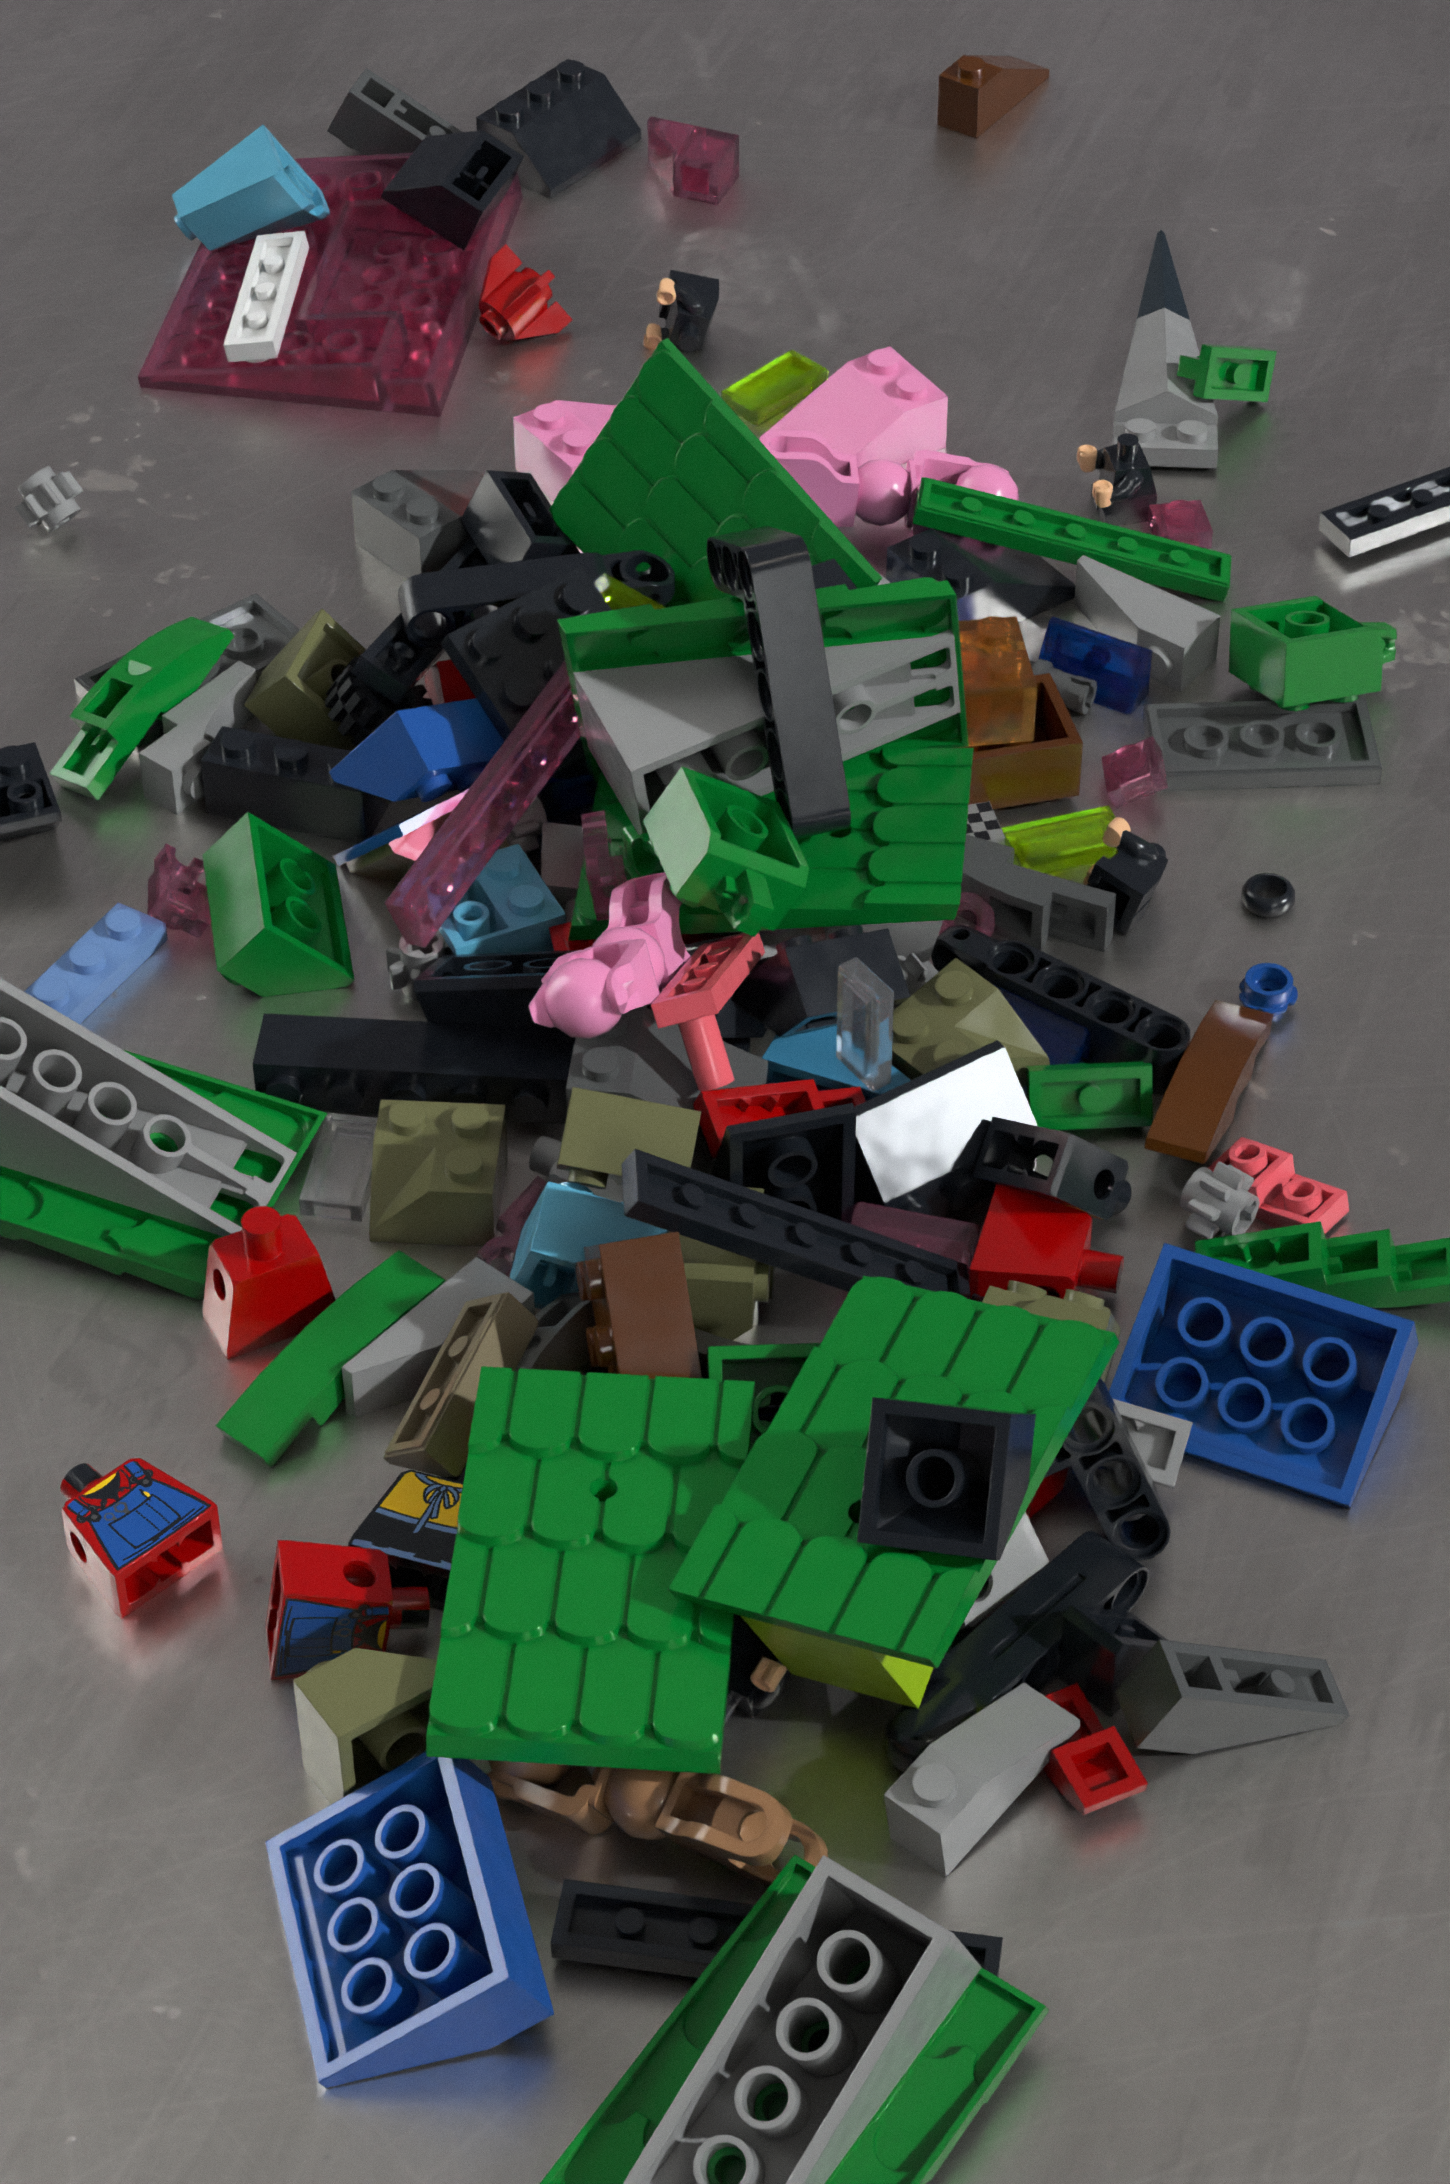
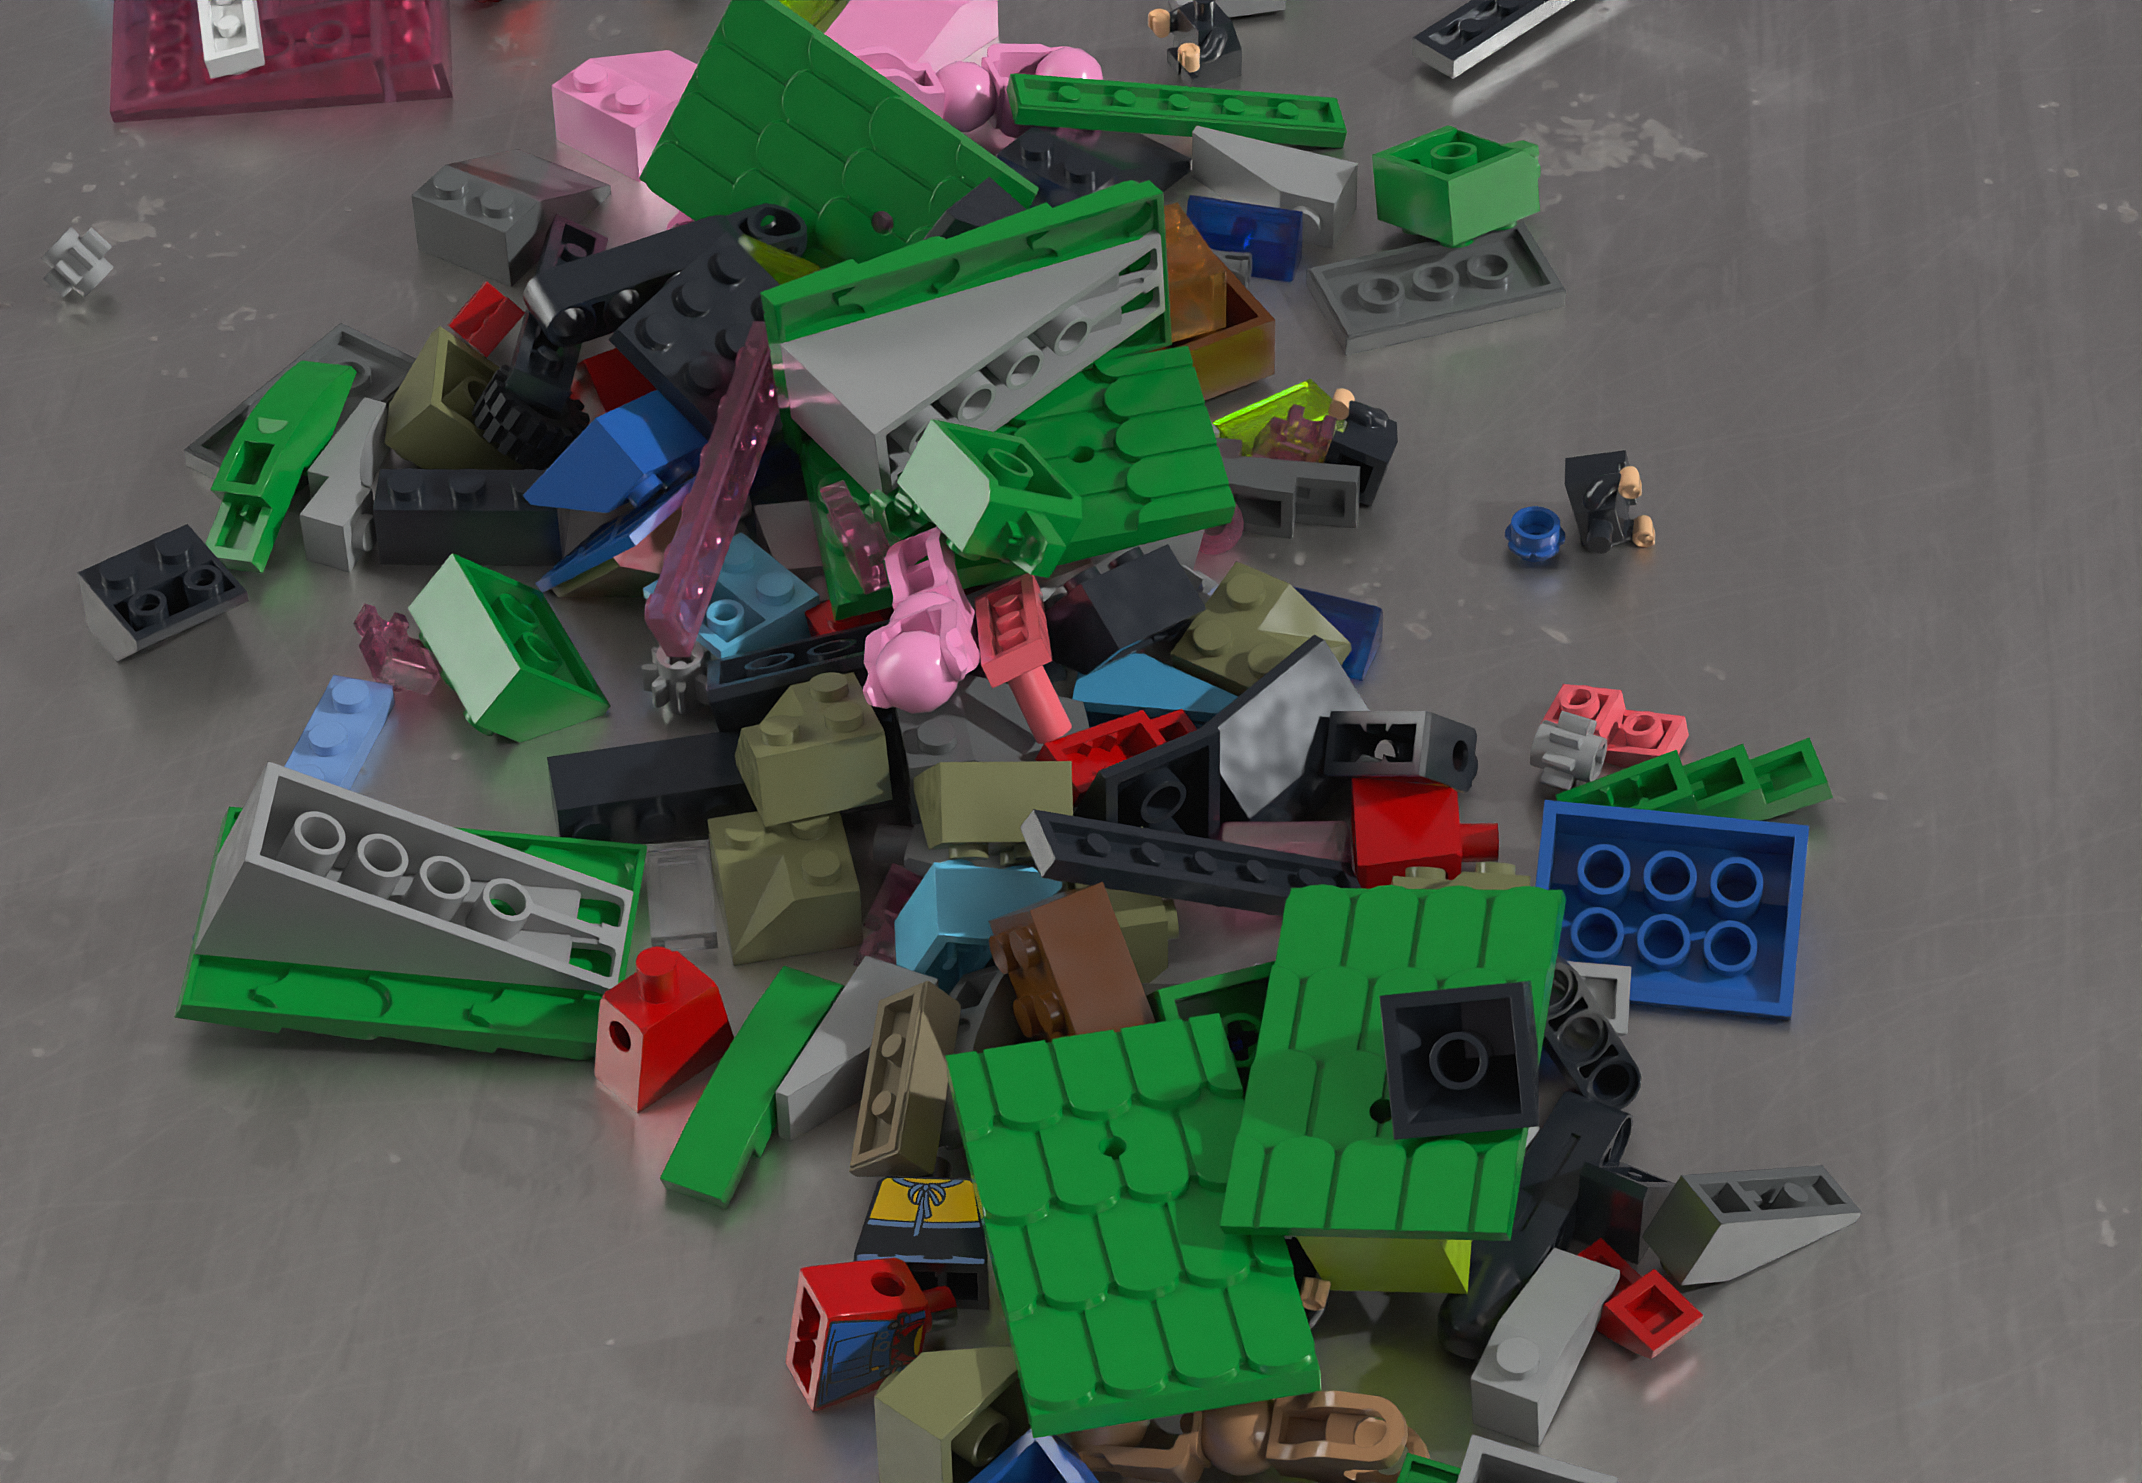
camera: 15 degrees left, 0 degrees up
(136, 1530) = (624, 1296): torso -> none
(374, 611) = (486, 319): none -> red slope
(488, 1059) = (815, 752): none -> olive slope
(513, 520) = (604, 200): black slope -> none
(791, 672) = (1014, 295): black beam -> none
(864, 1024) = (1178, 644): clear tile -> none
(1064, 856) = (1294, 438): none -> plate
(1091, 1095) = (1409, 670): green plate -> none
(1119, 1022) = (1420, 605): black piece -> none
(1134, 772) = (1323, 340): clear pink plate -> none
(1181, 522) = (1272, 73): clear pink plate -> none
(1208, 1082) = (1514, 636): reddish brown slope -> none
(1268, 906) = (1498, 450): black piece -> none
(1339, 969) = (1600, 497): none -> black piece

